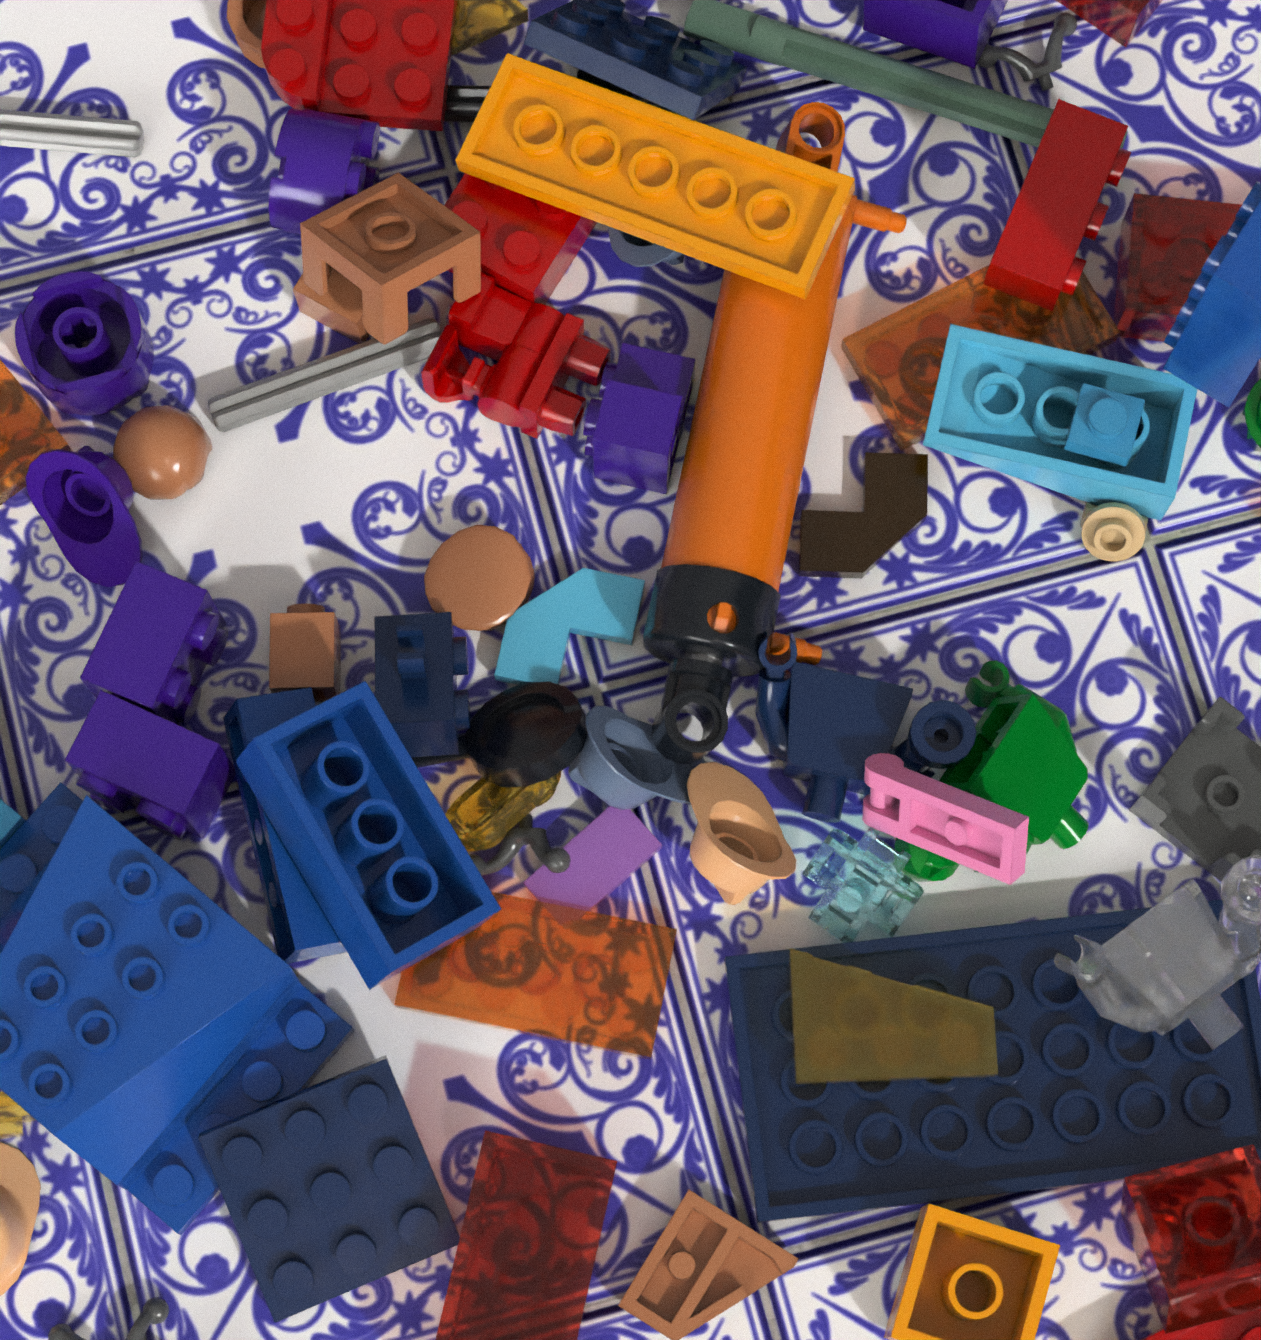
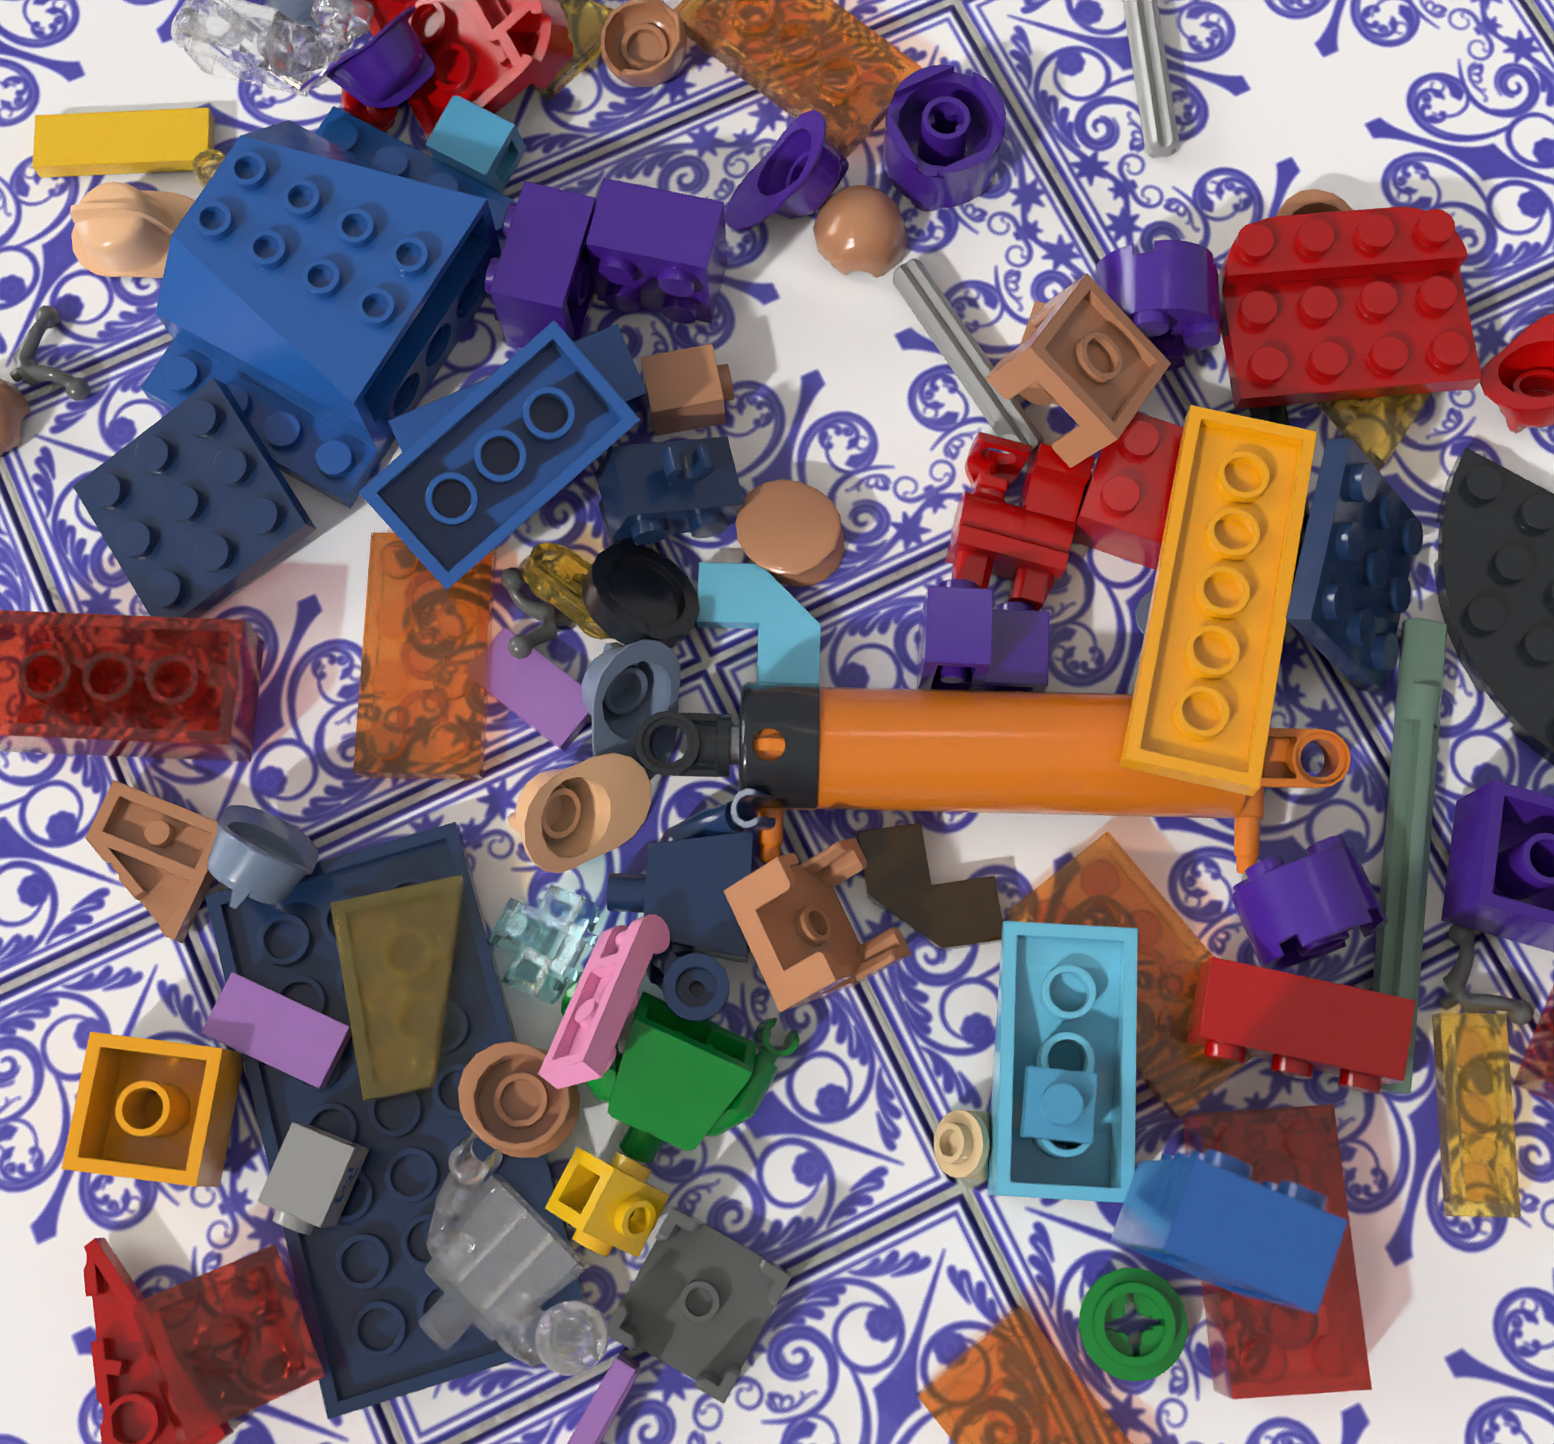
camera: 80 degrees right, 0 degrees up
(735, 1150) = (259, 855): none -> sand blue piece
(898, 632) = (802, 929): none -> nougat panel
(911, 1158) = (277, 1030): none -> medium lavender tile
(946, 176) = (1306, 905): none -> dark purple brick
(1016, 928) = (514, 1105): none -> nougat piece
(1065, 1134) = (312, 1178): none -> light grey brick
(1124, 860) = (617, 1212): none -> yellow brick
(1153, 83) = (1475, 1115): none -> clear yellow plate

